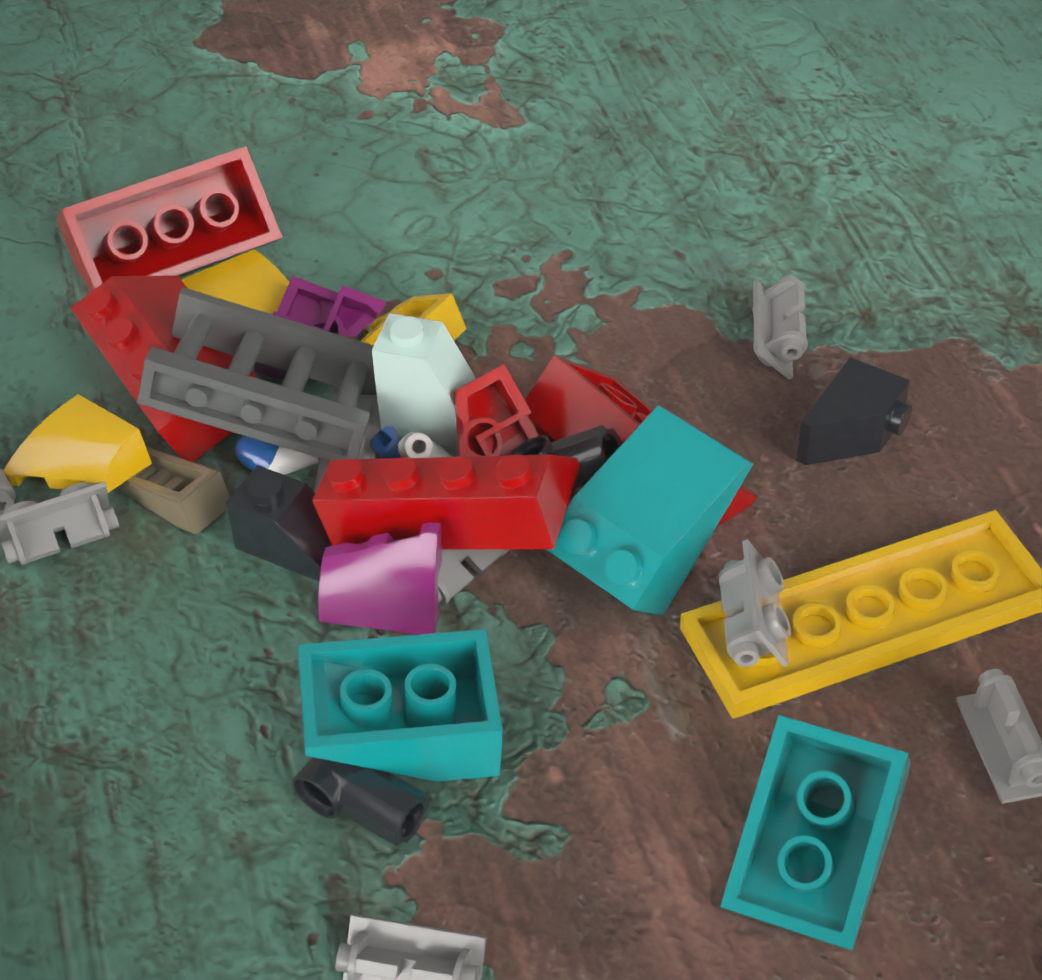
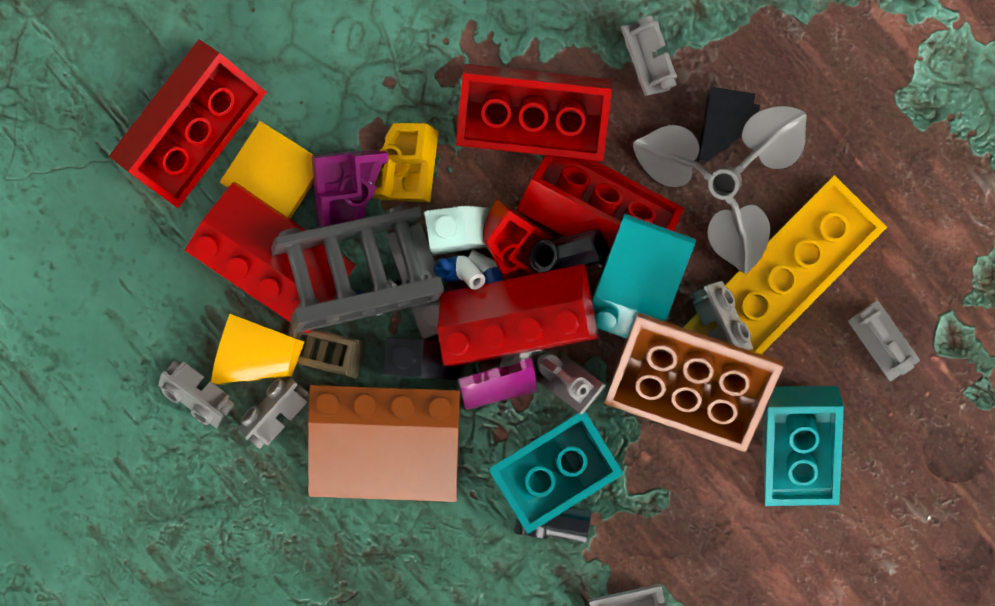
camera: 25 degrees left, 40 degrees up
(179, 604) = (383, 443): none -> slope
(484, 602) = (569, 381): none -> light grey hinge
(601, 317) = (533, 112): none -> red slope
(678, 640) = (692, 382): none -> dark orange slope
(833, 527) = (734, 234): none -> light grey plant

